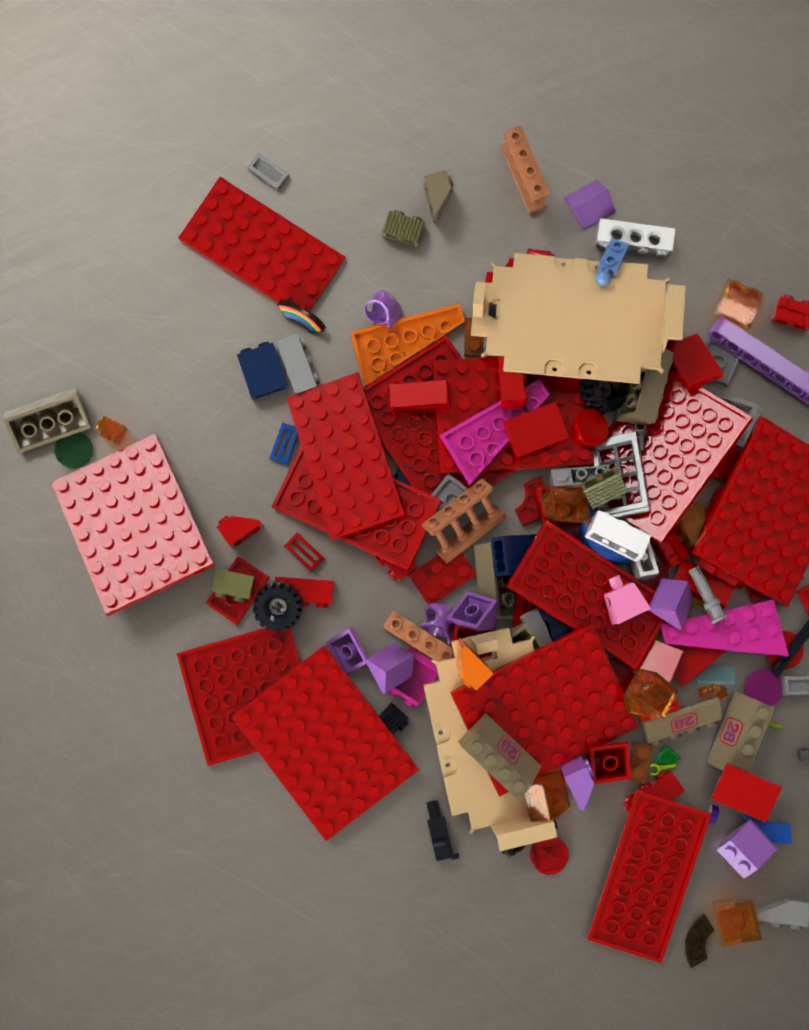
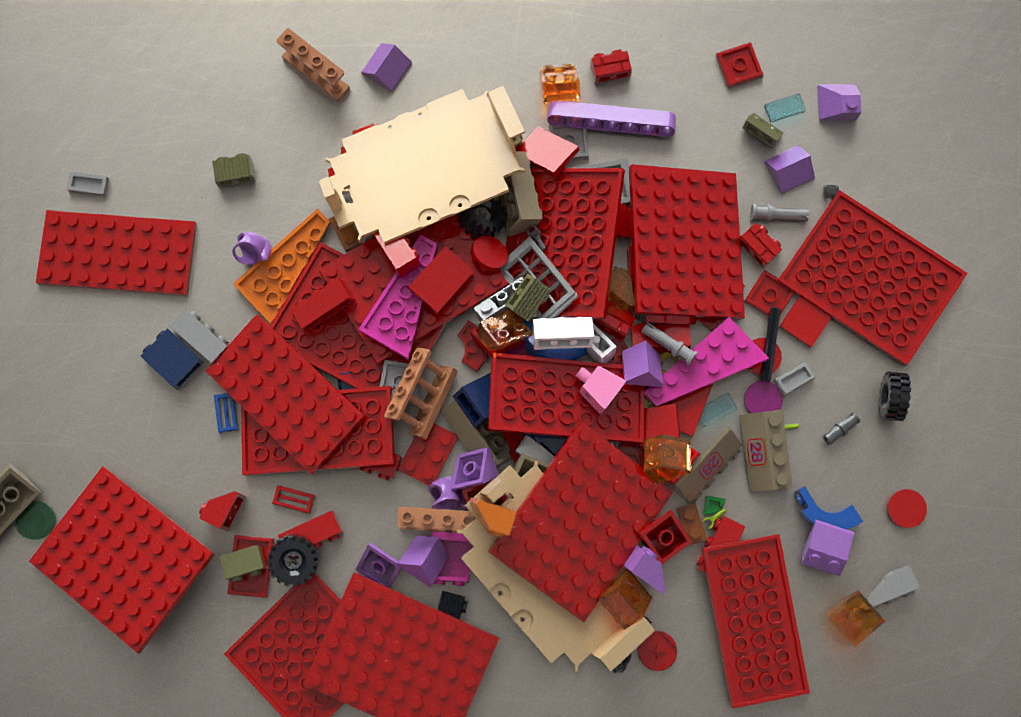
camera: 25 degrees left, 5 degrees down
(111, 429) = (60, 483): clear orange brick -> none
(308, 320) = (173, 292): tile -> none
(438, 191) = (247, 123): dark tan slope -> none
(439, 833) = (549, 686): black piece -> none
(500, 756) = (564, 584): dark tan slope -> none
(611, 261) = (429, 102): medium blue plate -> none
(644, 232) = (443, 65): white brick -> none
(696, 940) = (829, 655): dark brown tile -> none
(712, 689) = (720, 423): clear orange arm -> none
(714, 810) = (780, 529): dark purple tile -> none
(746, 792) = (799, 497): red tile -> none

